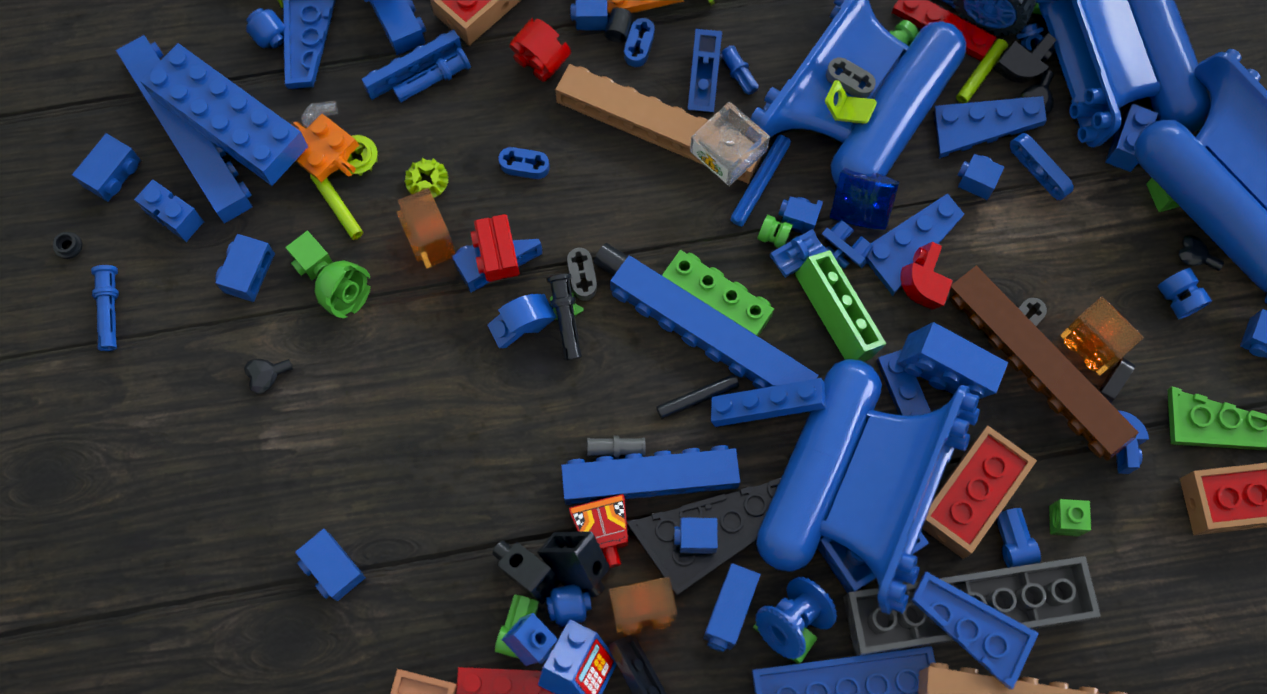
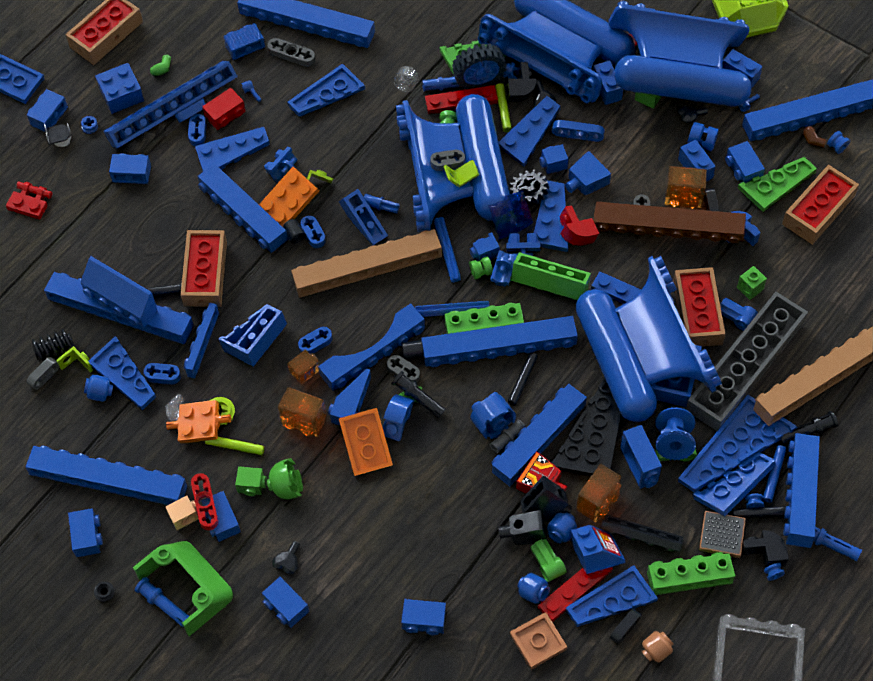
camera: 40 degrees left, 10 degrees down
(163, 314) = (212, 594): none -> bright green windscreen
(169, 210) = (154, 519): blue piece -> none
(213, 229) = (182, 512): none -> light nougat brick
(213, 417) = (285, 602): none -> blue brick
(225, 114) = (131, 444): blue brick -> none
(233, 226) = (198, 495): none -> red beam
(347, 63) = (162, 373): none -> blue beam
(438, 176) = (275, 397): lime gear -> none
(441, 70) = (220, 329): blue pin -> none
(458, 318) = (365, 441): none -> orange plate
(466, 104) = (255, 335): none -> blue wedge
(470, 644) = (533, 588): none -> blue head
(483, 180) = (303, 366): none -> clear orange brick
(496, 248) = (352, 389): red brick -> none
(530, 640) = (563, 554): blue brick -> none
(539, 48) = (266, 275): red brick -> none
(617, 409) = (492, 415): none -> blue brick
(628, 226) = (340, 369): none -> blue arch
(694, 246) = (442, 309): none -> blue axle
(696, 535) = (592, 437): blue brick -> none
(729, 143) = (420, 240): clear brick -> none
(768, 402) = (562, 348): blue plate -> none
(919, 186) = (533, 186): none -> black gear
(951, 361) = (628, 255): blue brick -> none
(981, 630) = (761, 362): blue wing -> none
(1000, 226) = (587, 175): none -> blue torso
(1148, 315) = (694, 156): none -> blue brick
(1205, 366) = (744, 162): none -> blue brick

